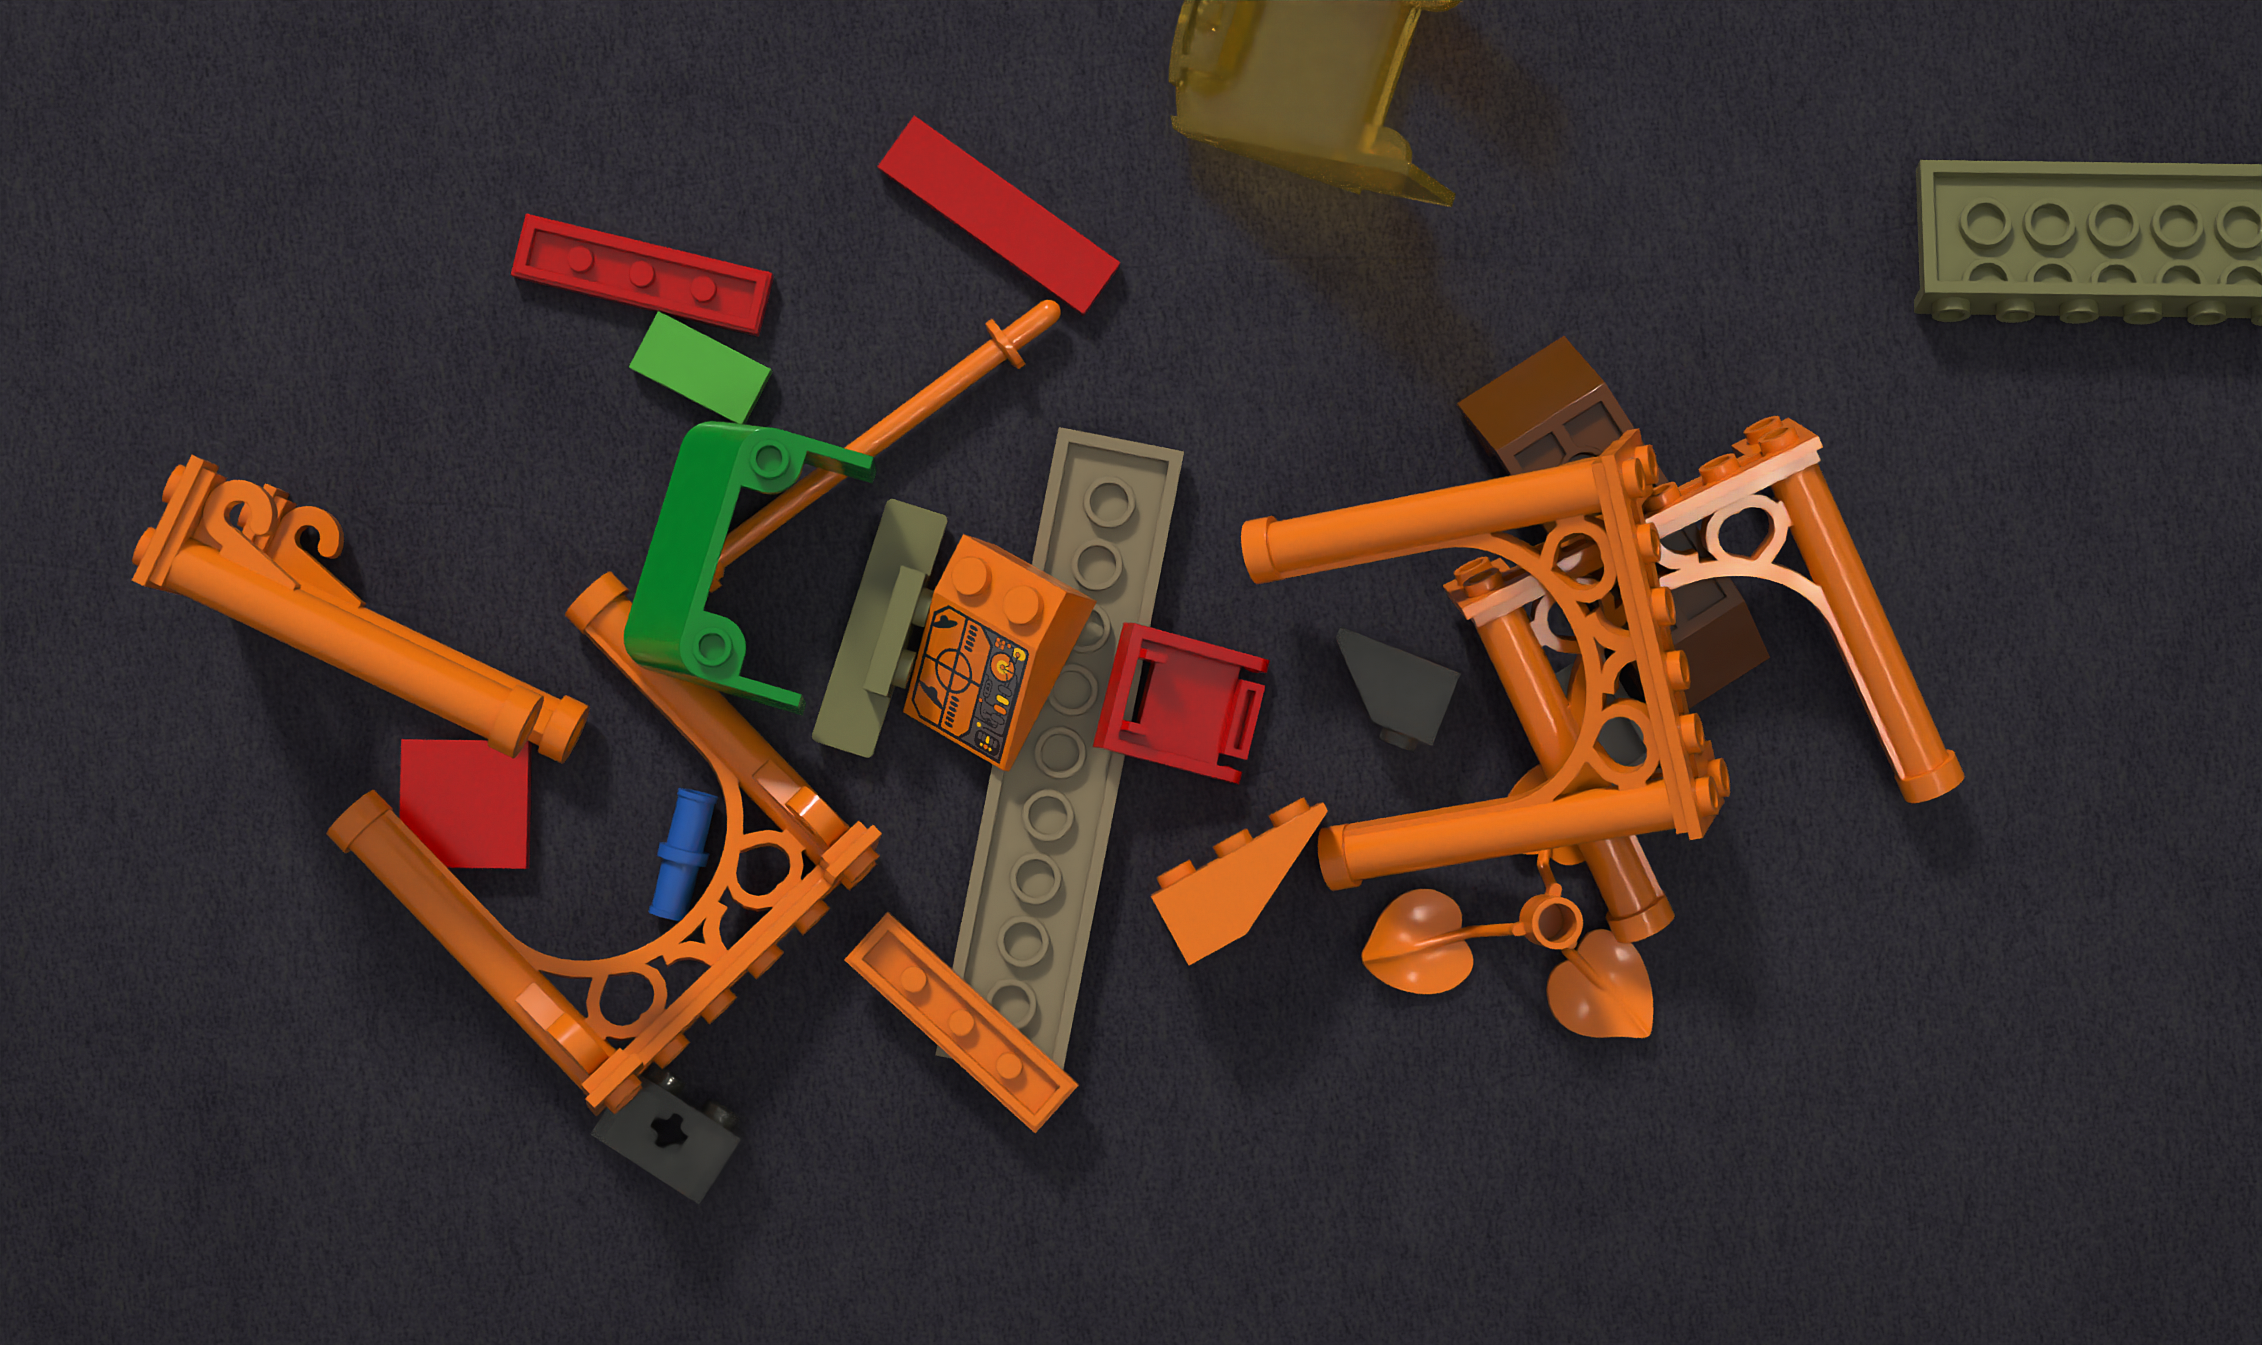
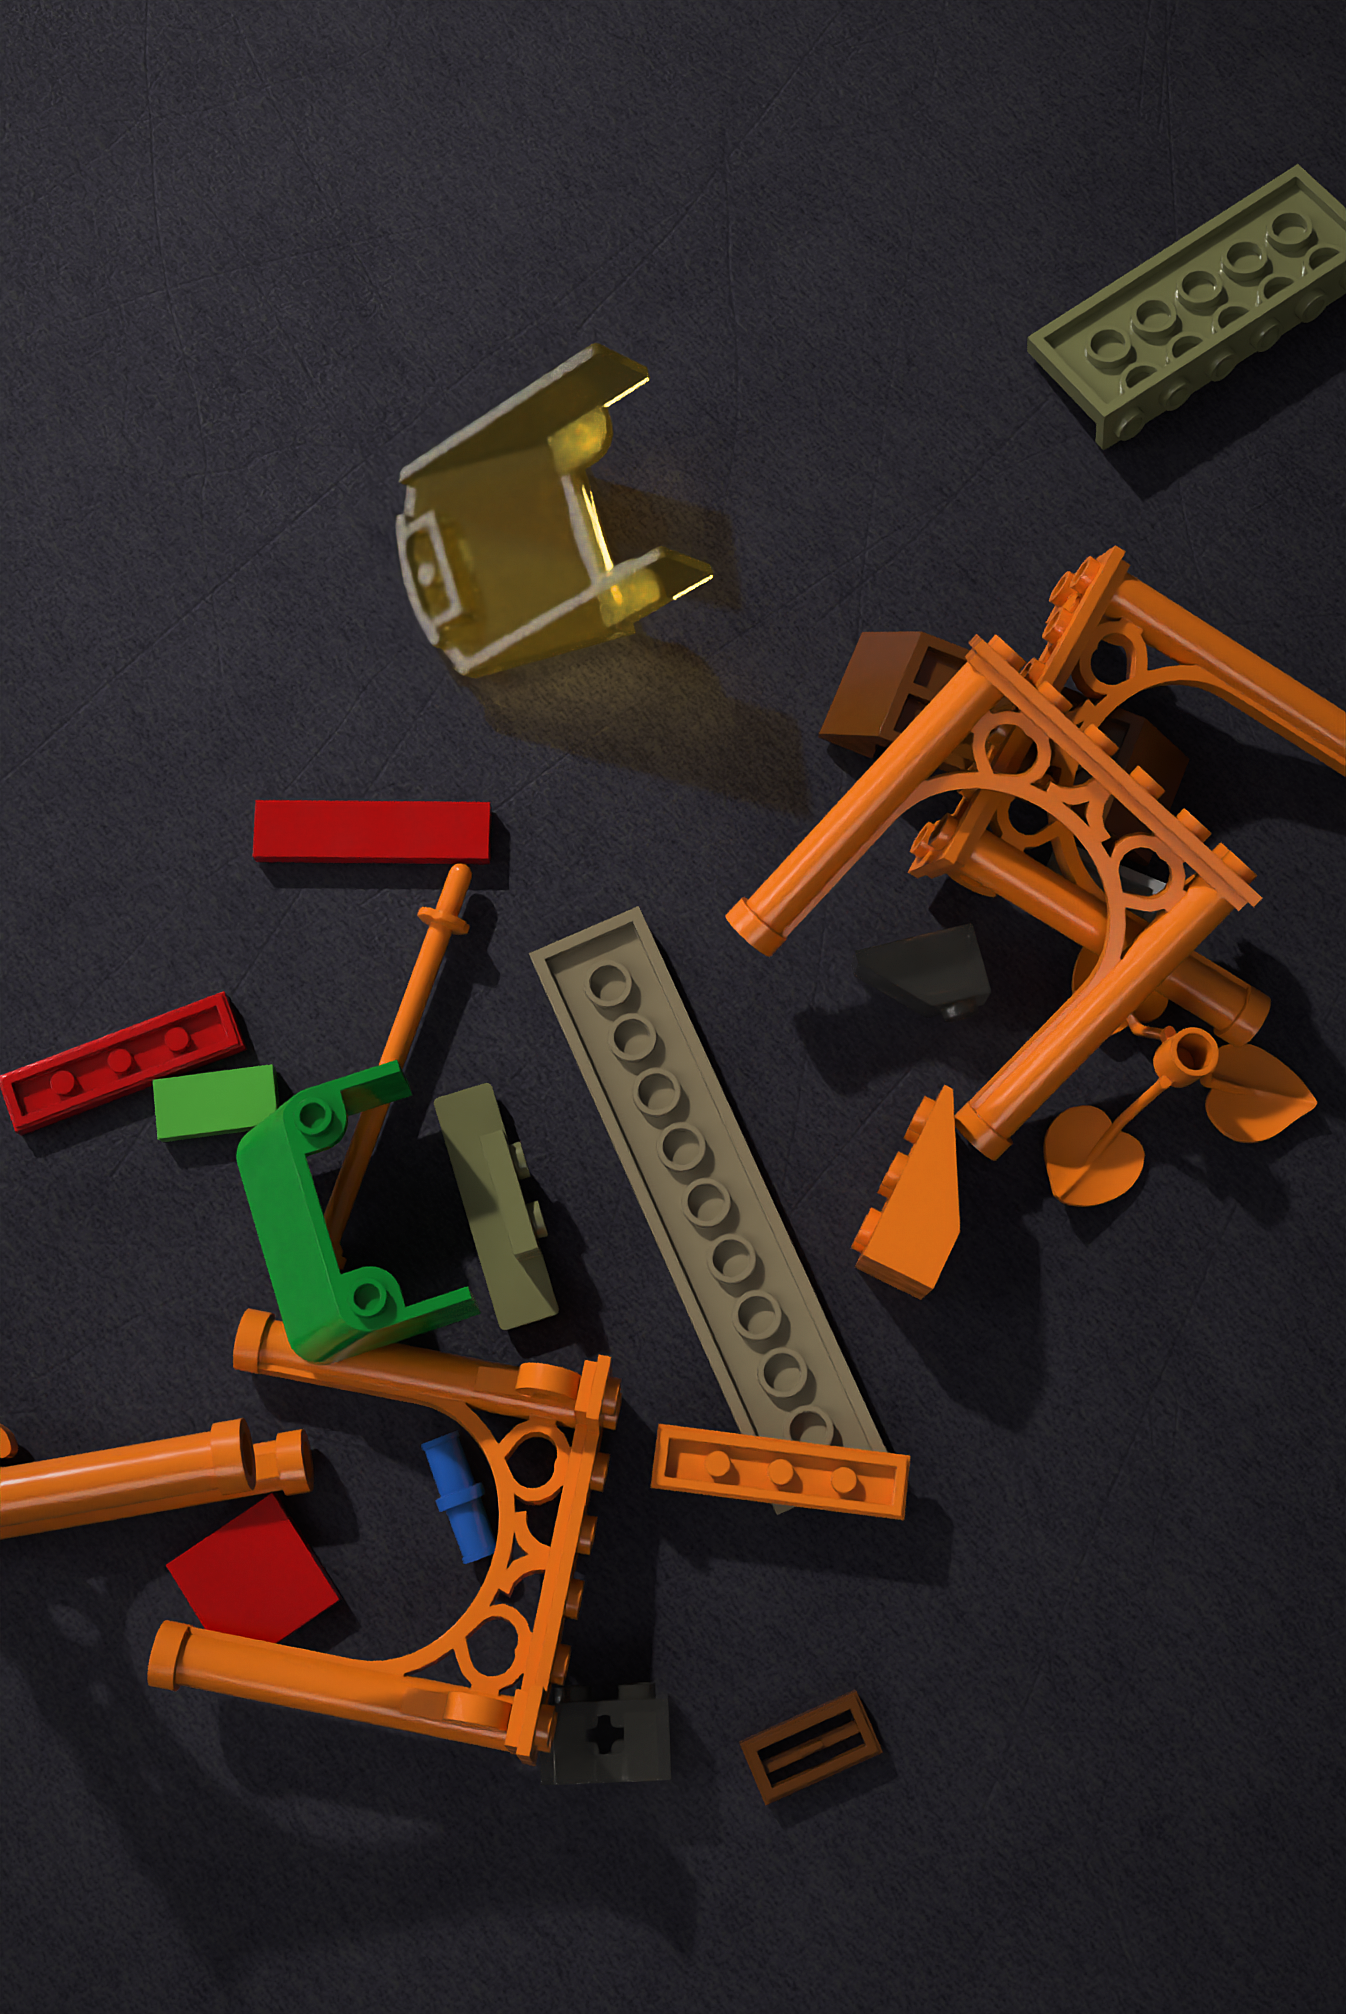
camera: 40 degrees left, 10 degrees down
(836, 1233) = (823, 1770): none -> reddish brown tile
(993, 649) = (597, 1156): orange slope -> none
(1188, 705) = (779, 1093): red container -> none

